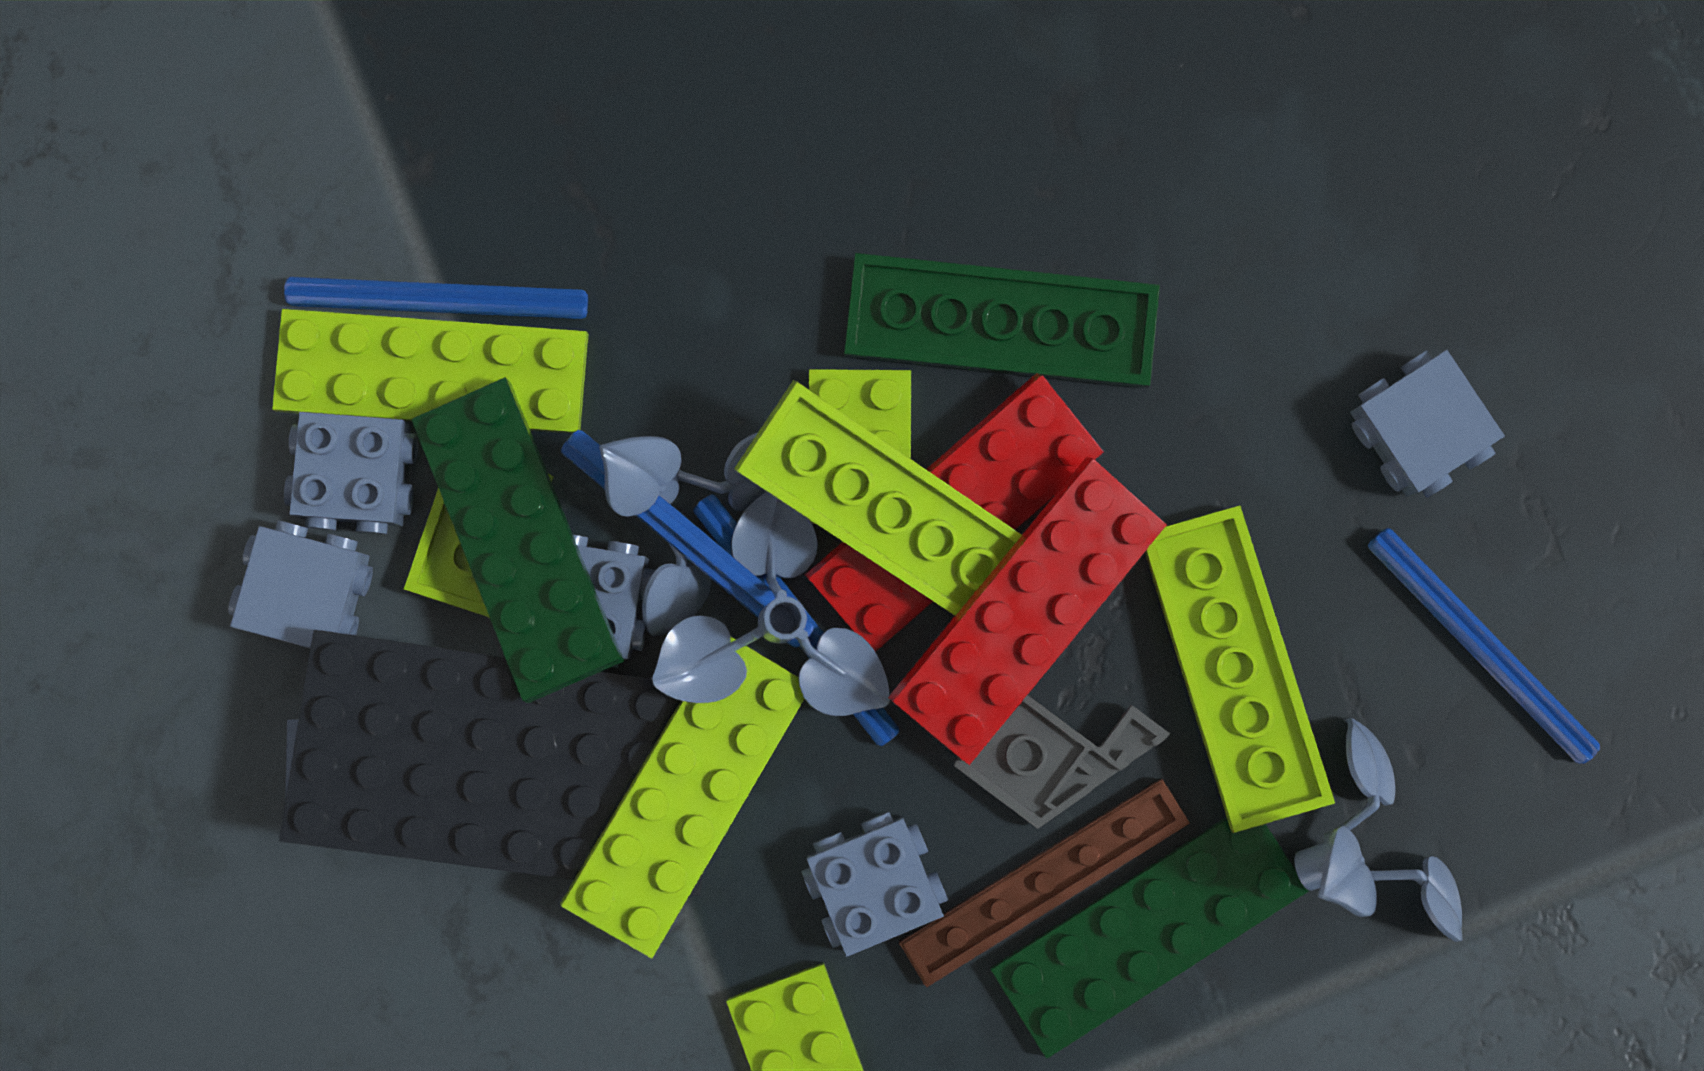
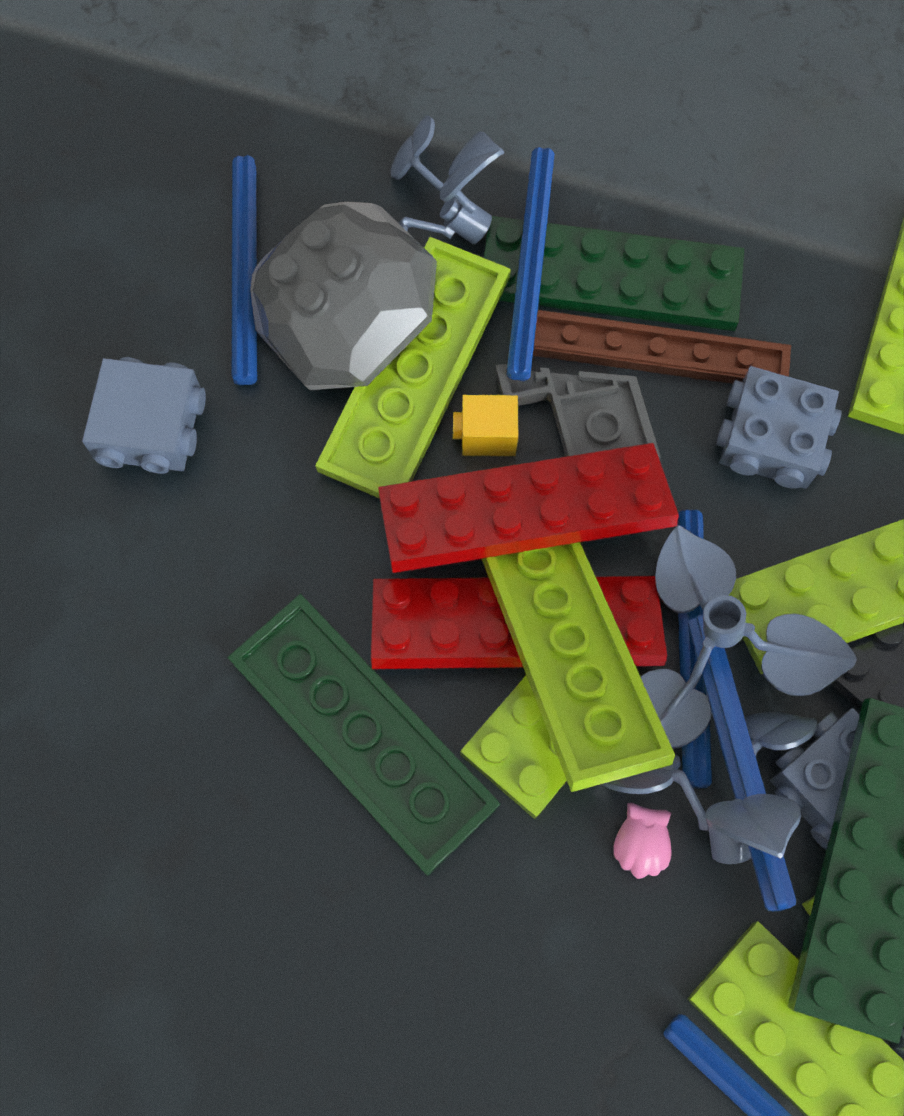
camera: 140 degrees left, 15 degrees down
(710, 422) = (643, 841): none -> bright pink animal
(1128, 669) = (487, 425): none -> yellow brick
(1226, 863) = (530, 265): none -> blue axle
(1359, 678) = (343, 295): none -> dark grey rock

